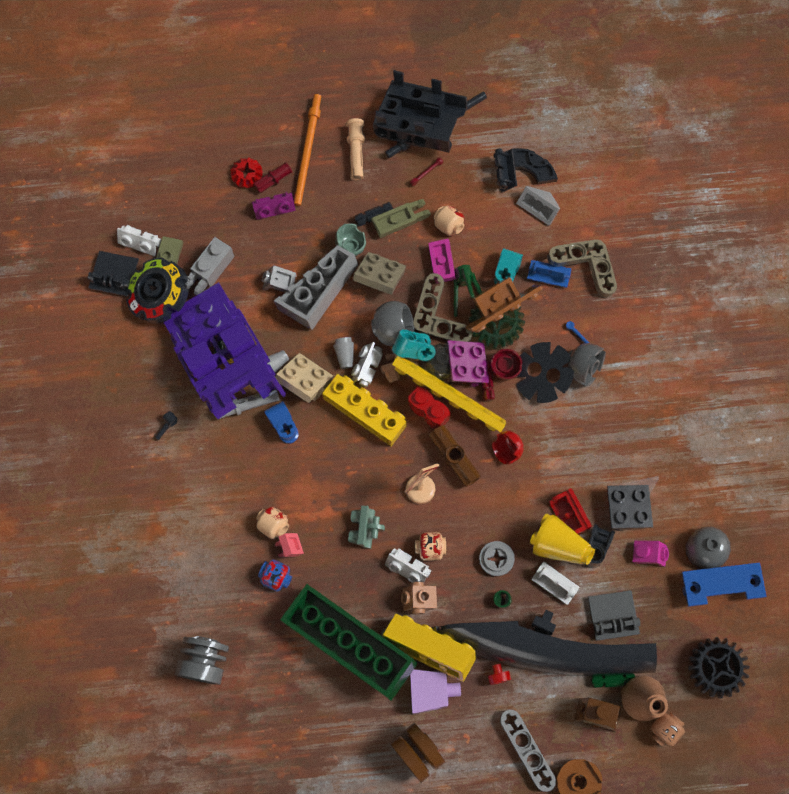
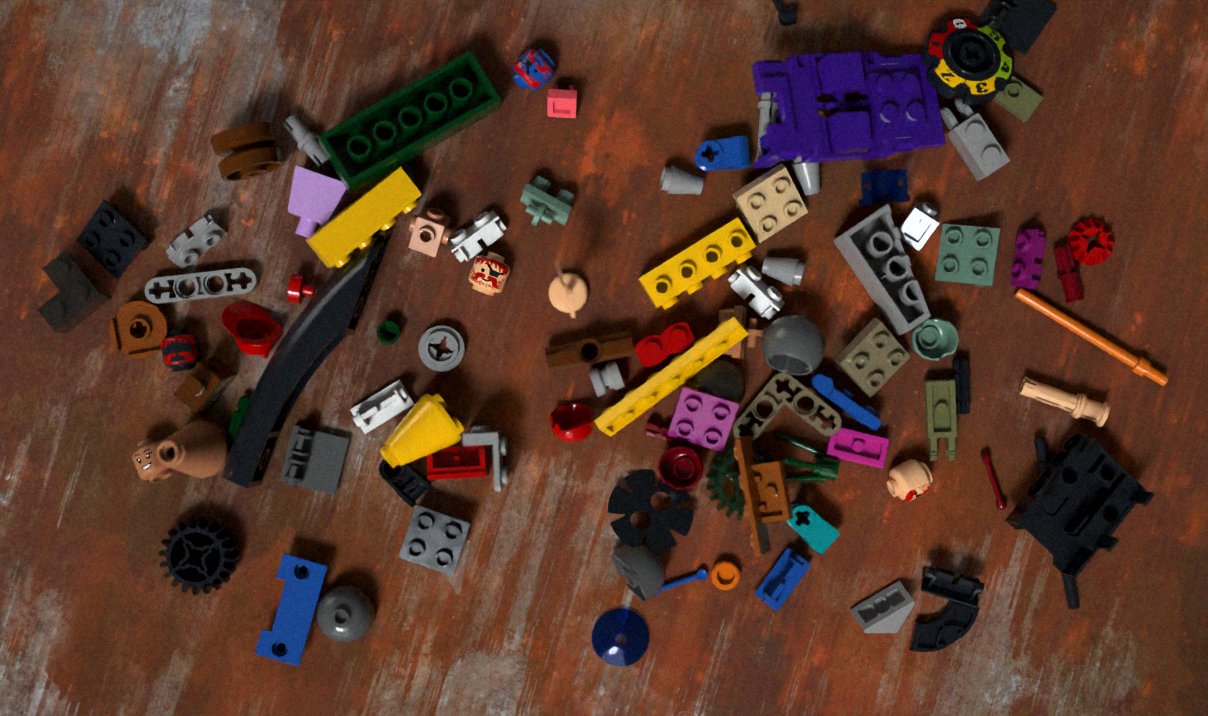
camera: 115 degrees right, 15 degrees up
(131, 238) = (1059, 54): white hinge -> none
(262, 310) = (883, 186): none -> clear blue piece
(272, 522) = (599, 91): light nougat head -> none
(286, 242) = (967, 254): none -> sand green hinge
(313, 445) = (680, 182): none -> light grey cone
(390, 716) = (306, 140): none -> light grey pin
(413, 345) = (751, 356): teal piece -> none
(415, 280) = (843, 400): none -> blue hinge
(467, 436) = (606, 378): none -> light grey wheel
(488, 763) = (186, 250): none -> light grey hinge
(541, 697) = (252, 328): none -> red piece
(543, 625) = (337, 369): black tile -> none
(545, 501) = (484, 436): none -> light grey bracket
(563, 310) = (725, 575): none -> orange tile
(581, 744) = (181, 350): none -> head
(592, 257) = (776, 645): dark tan beam -> none
(632, 369) = (620, 622): none -> clear blue dish
(650, 553) = (369, 539): dark pink bracket -> none

